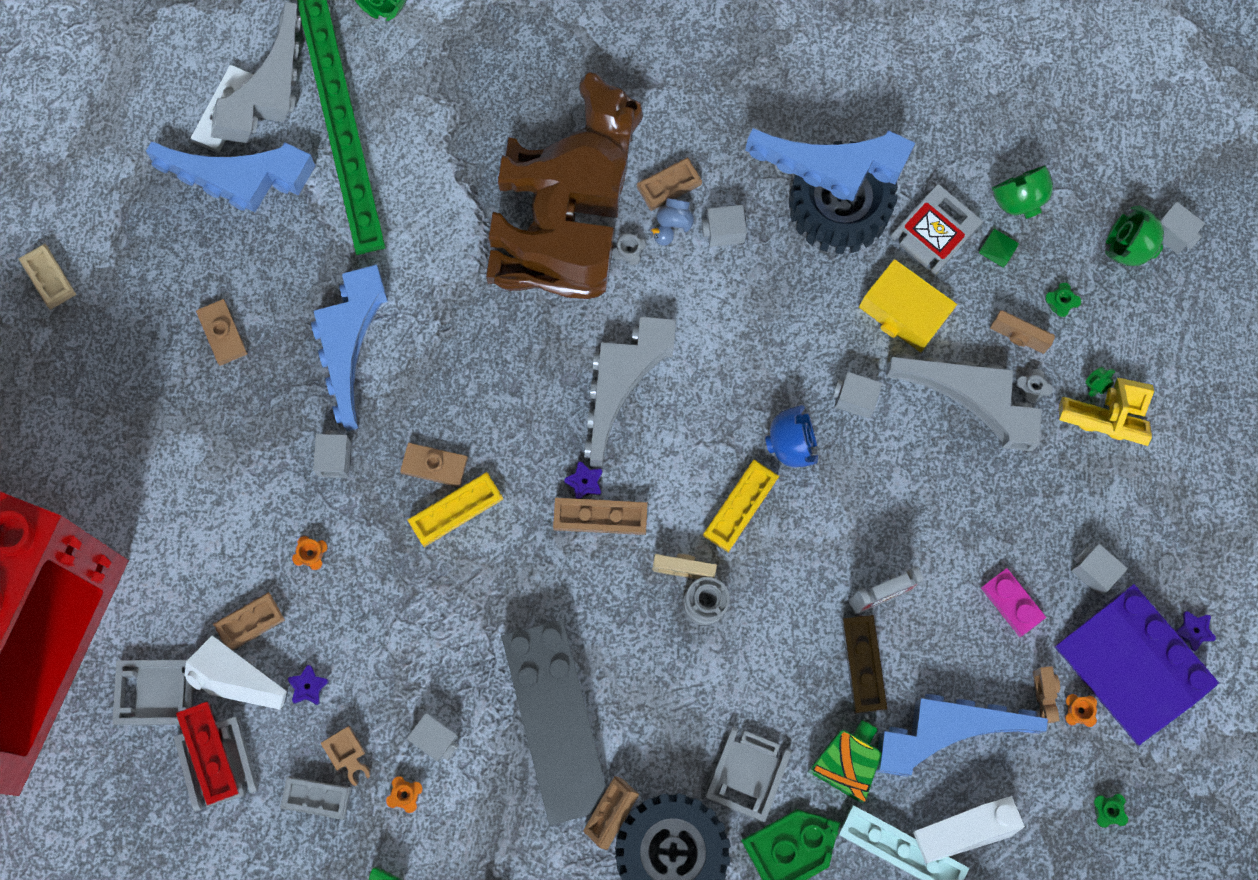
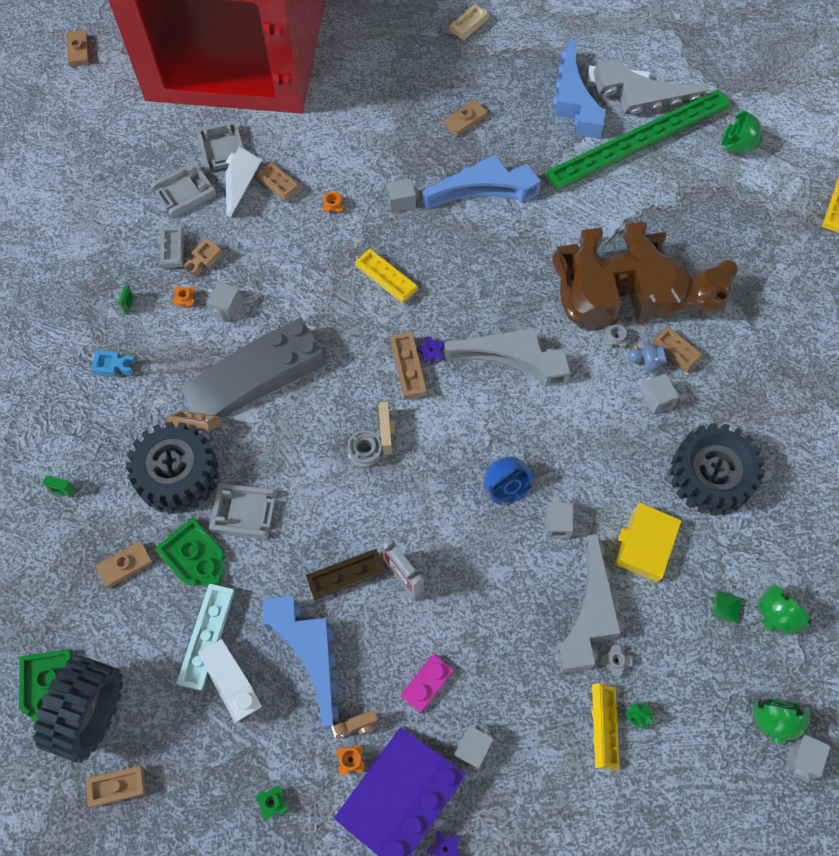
camera: 80 degrees right, 10 degrees down
(207, 753) = (186, 177): red plate -> none
(311, 694) = (244, 229): dark purple plate -> none
(434, 465) = (414, 257): medium nougat plate -> none
(741, 505) = (444, 457): yellow plate -> none
(835, 166) = (737, 451): medium blue arch -> none
(849, 762) = (265, 578): torso -> none
(935, 233) = (716, 548): container -> none
(1022, 332) = (658, 638): medium nougat plate -> none
(1059, 307) = (701, 676): green plate -> none
(1126, 398) = (633, 739): yellow bracket -> none

